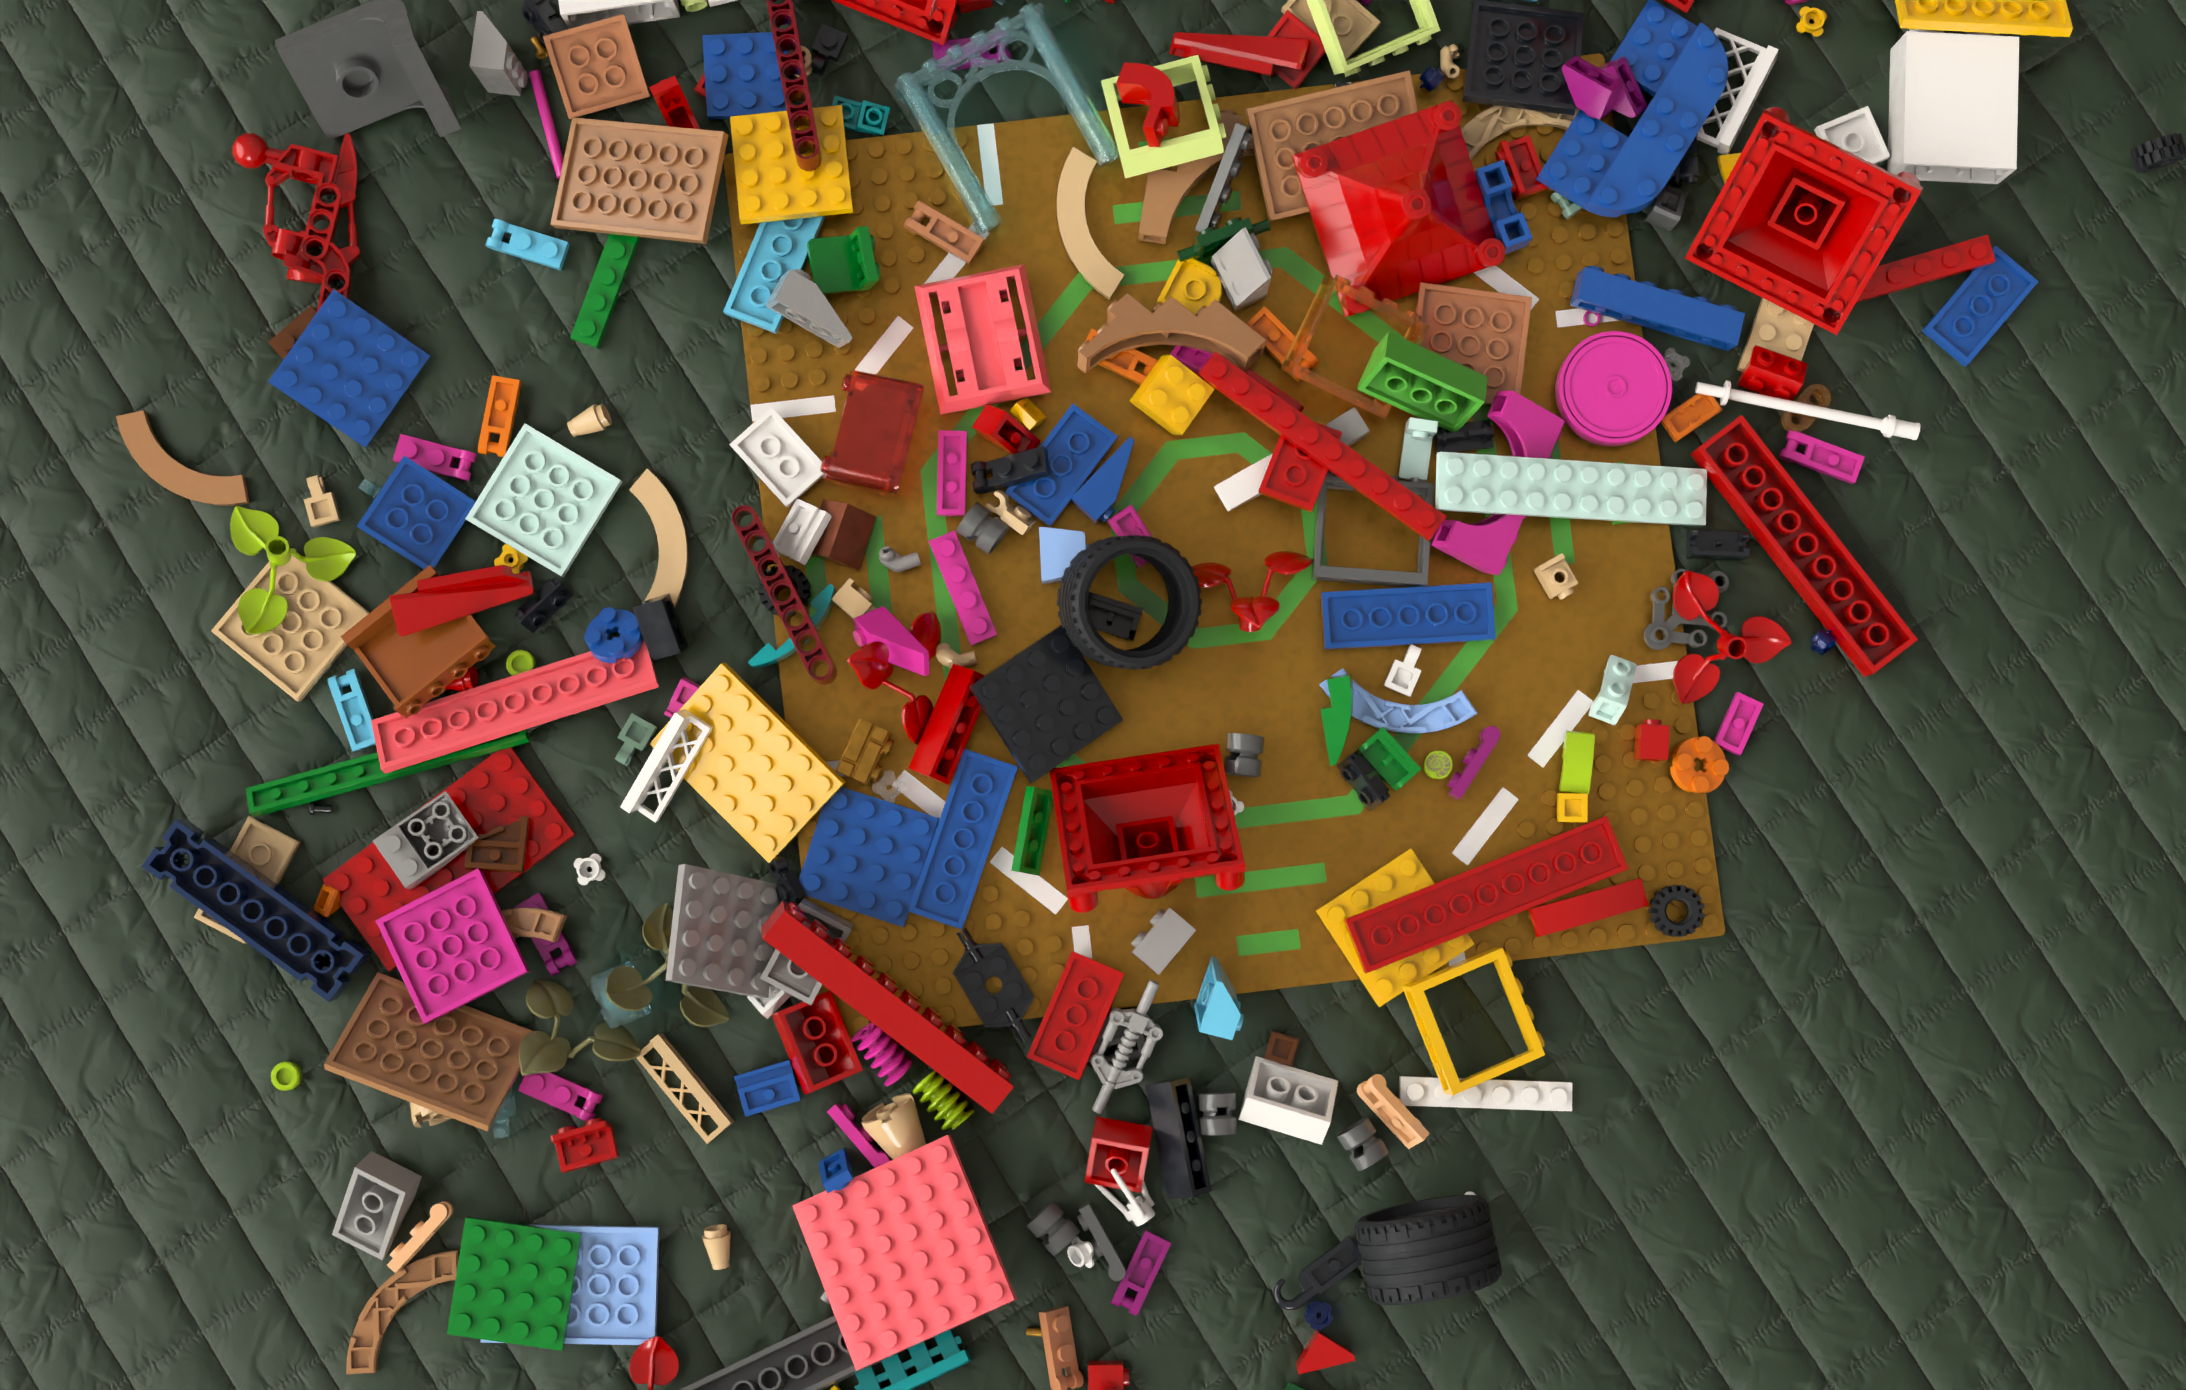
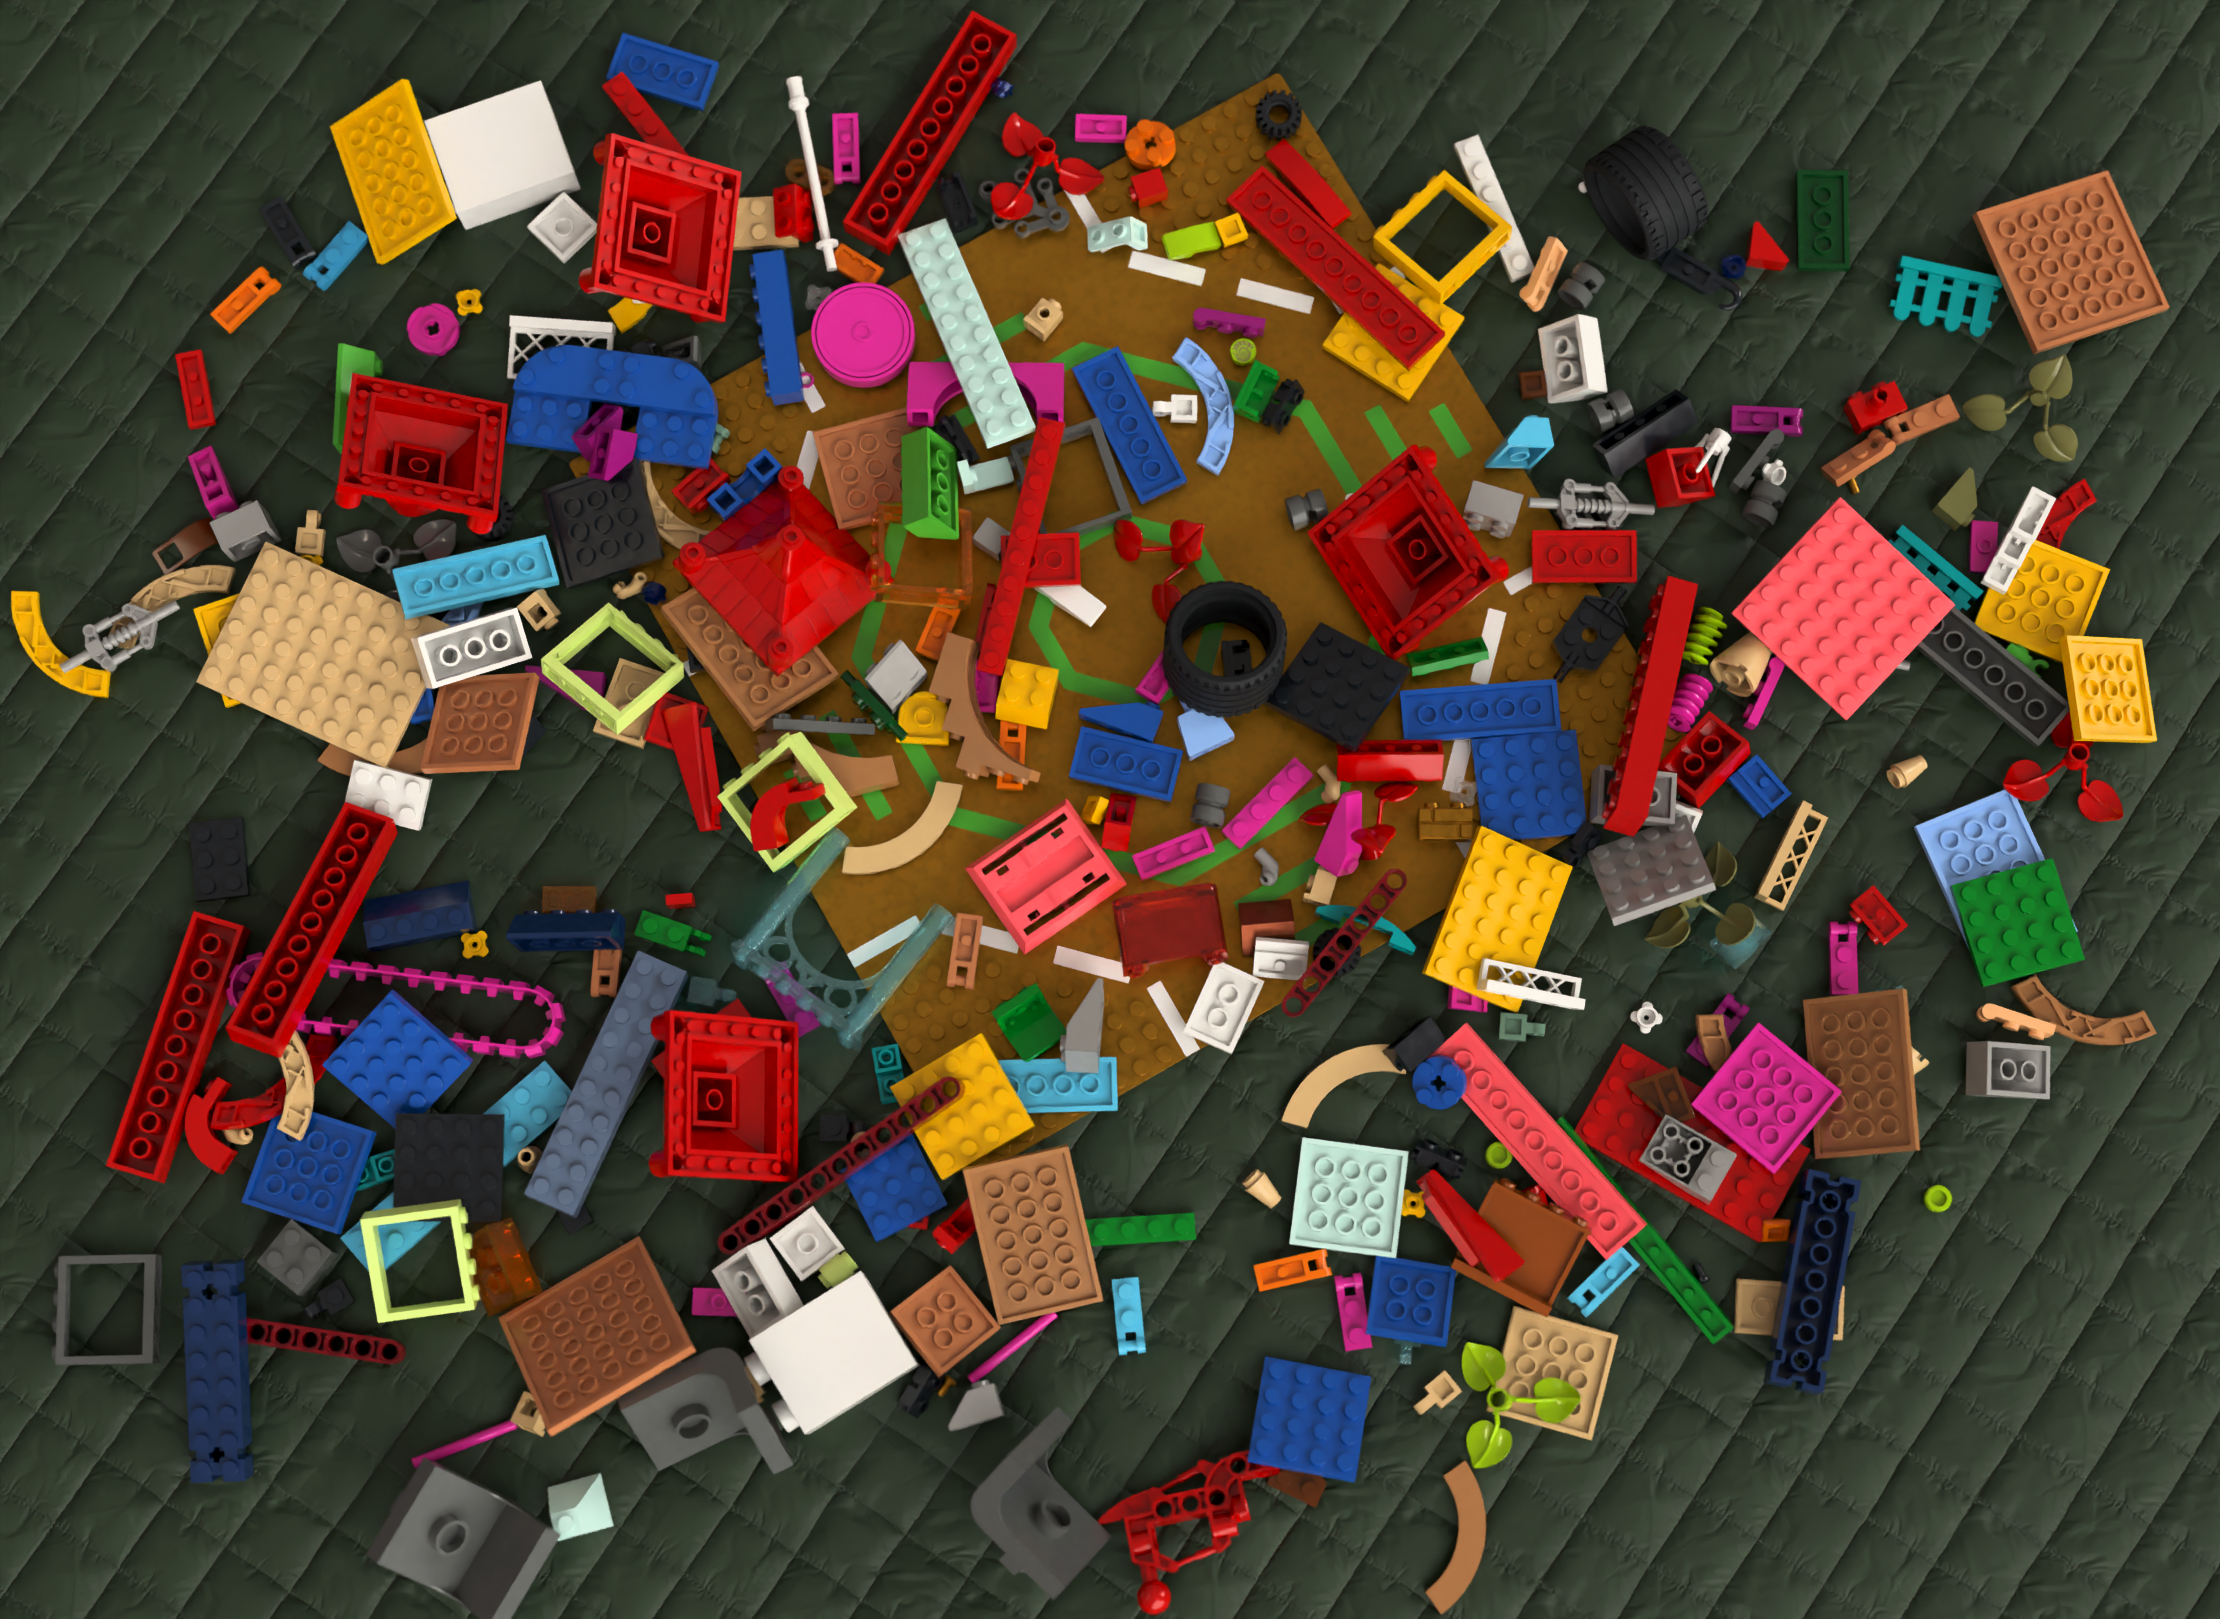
camera: 110 degrees left, 5 degrees down
(545, 1055) = (1817, 971): olive plant -> none
(835, 1171) = (1801, 697): blue plate -> none
(1010, 470) = (1149, 802): black plate -> none
(1014, 516) = (1188, 784): tan plate -> none
(1338, 716) = (1239, 445): green slope -> none

